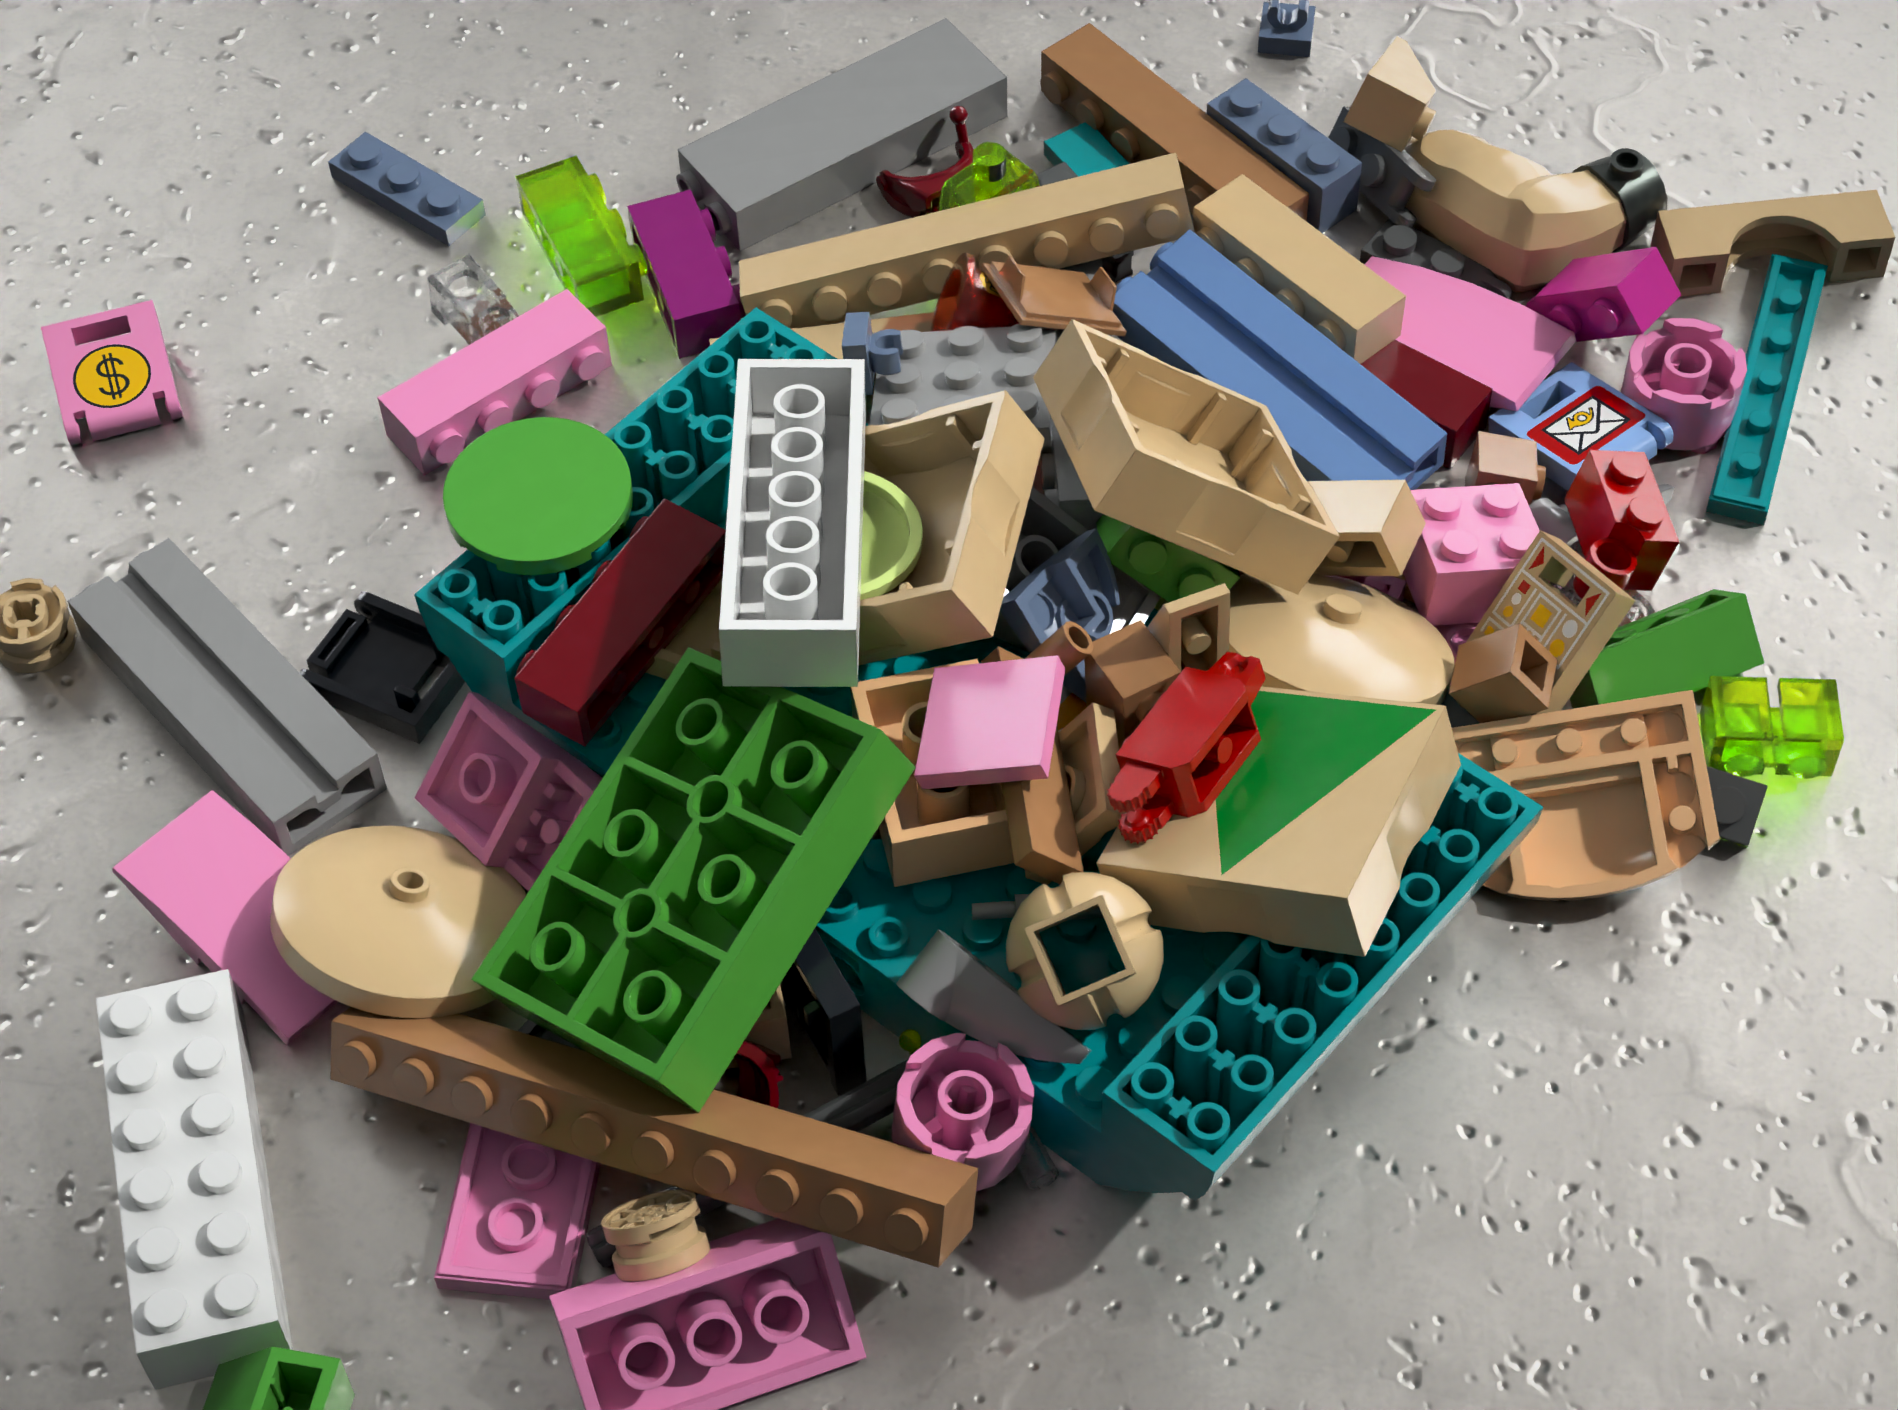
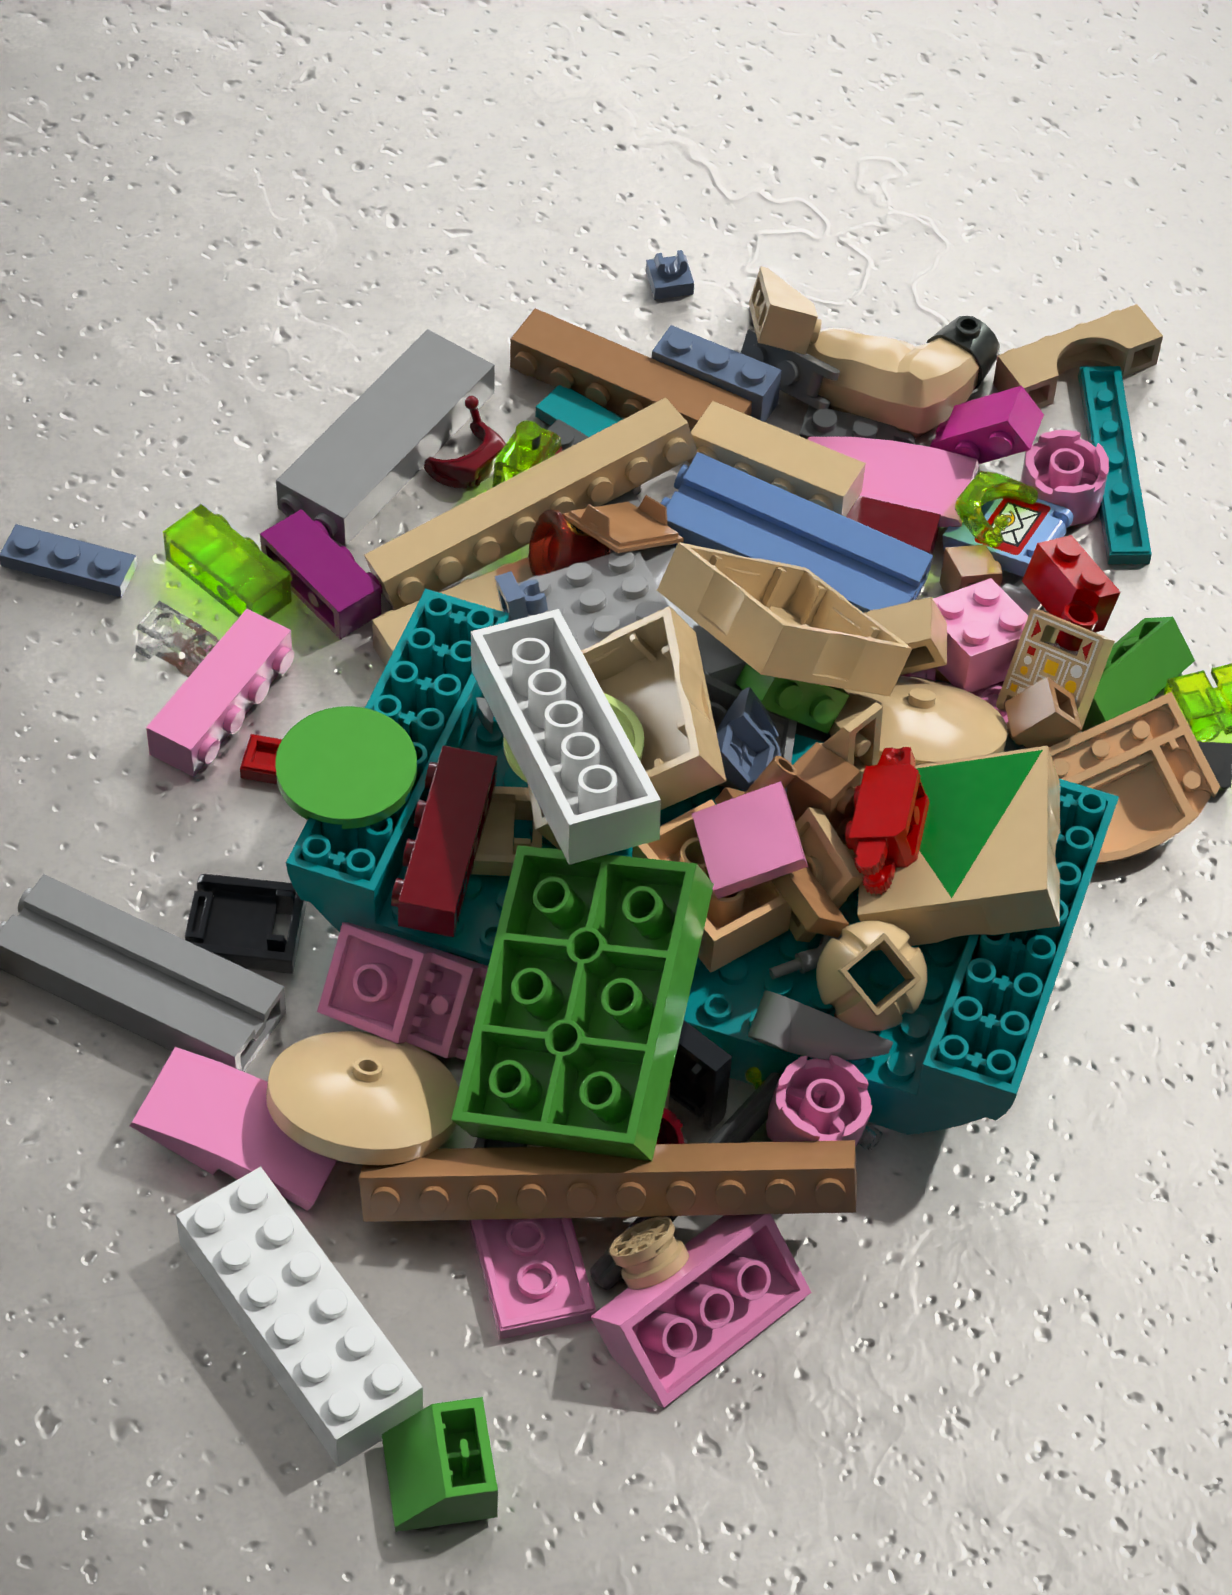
camera: 25 degrees left, 0 degrees up
(1560, 371) = (985, 488): none -> clear neon green helmet

